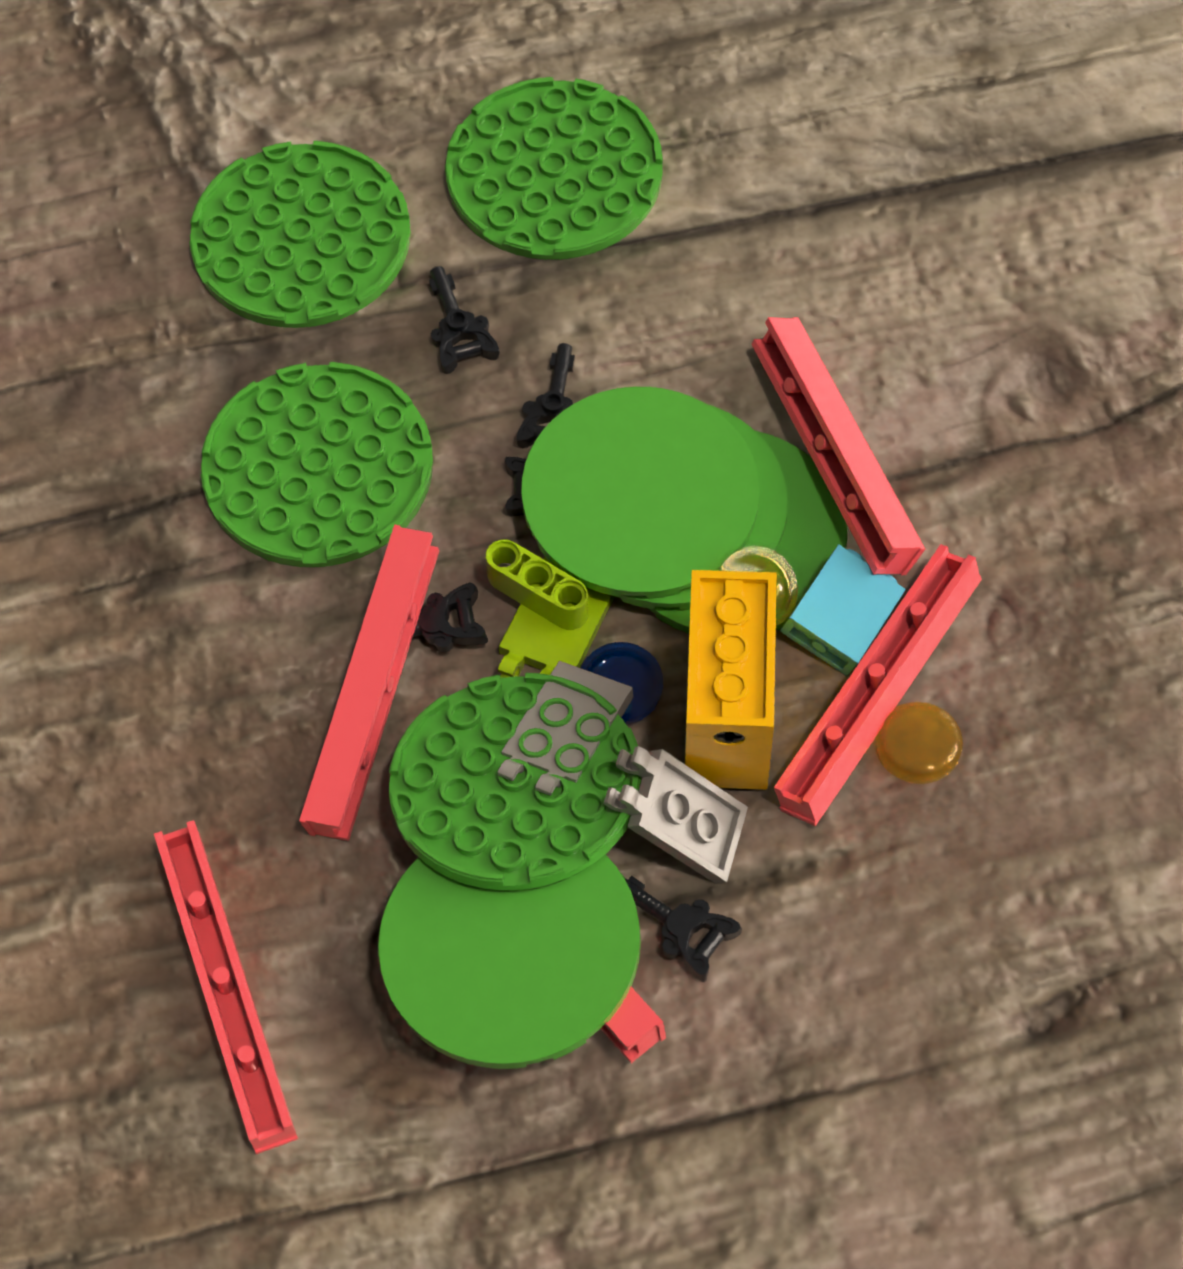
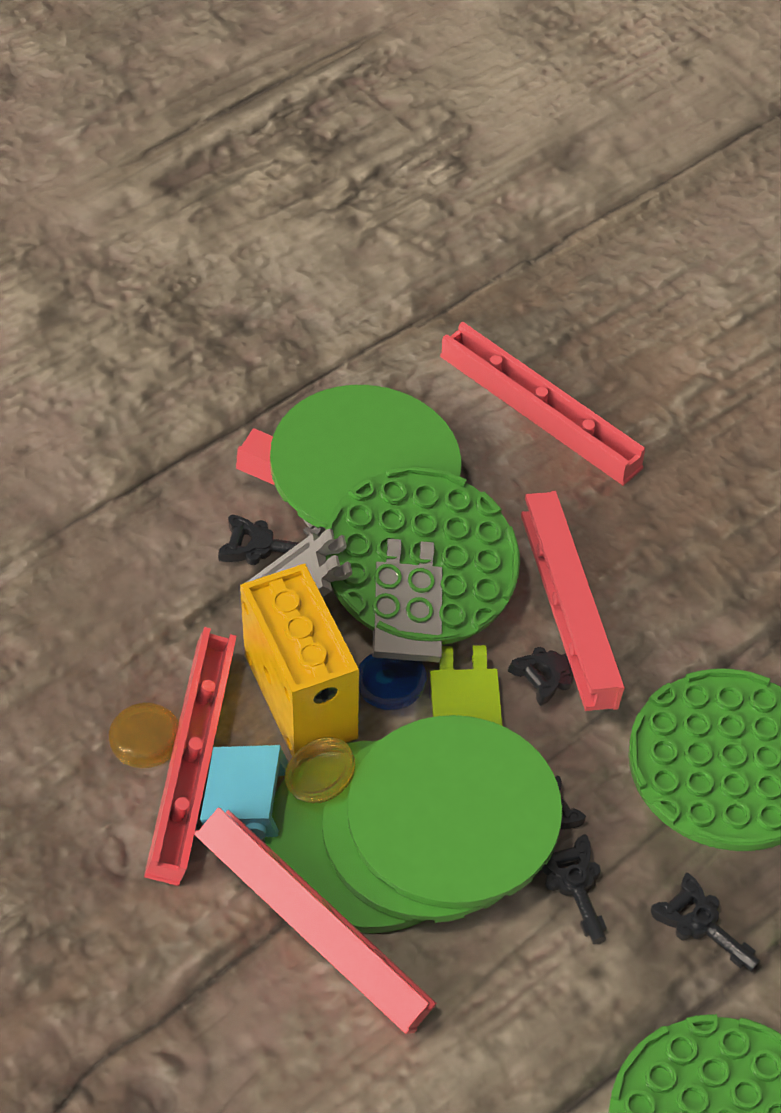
camera: 150 degrees right, 10 degrees down
(530, 568) = (508, 702): lime beam -> none

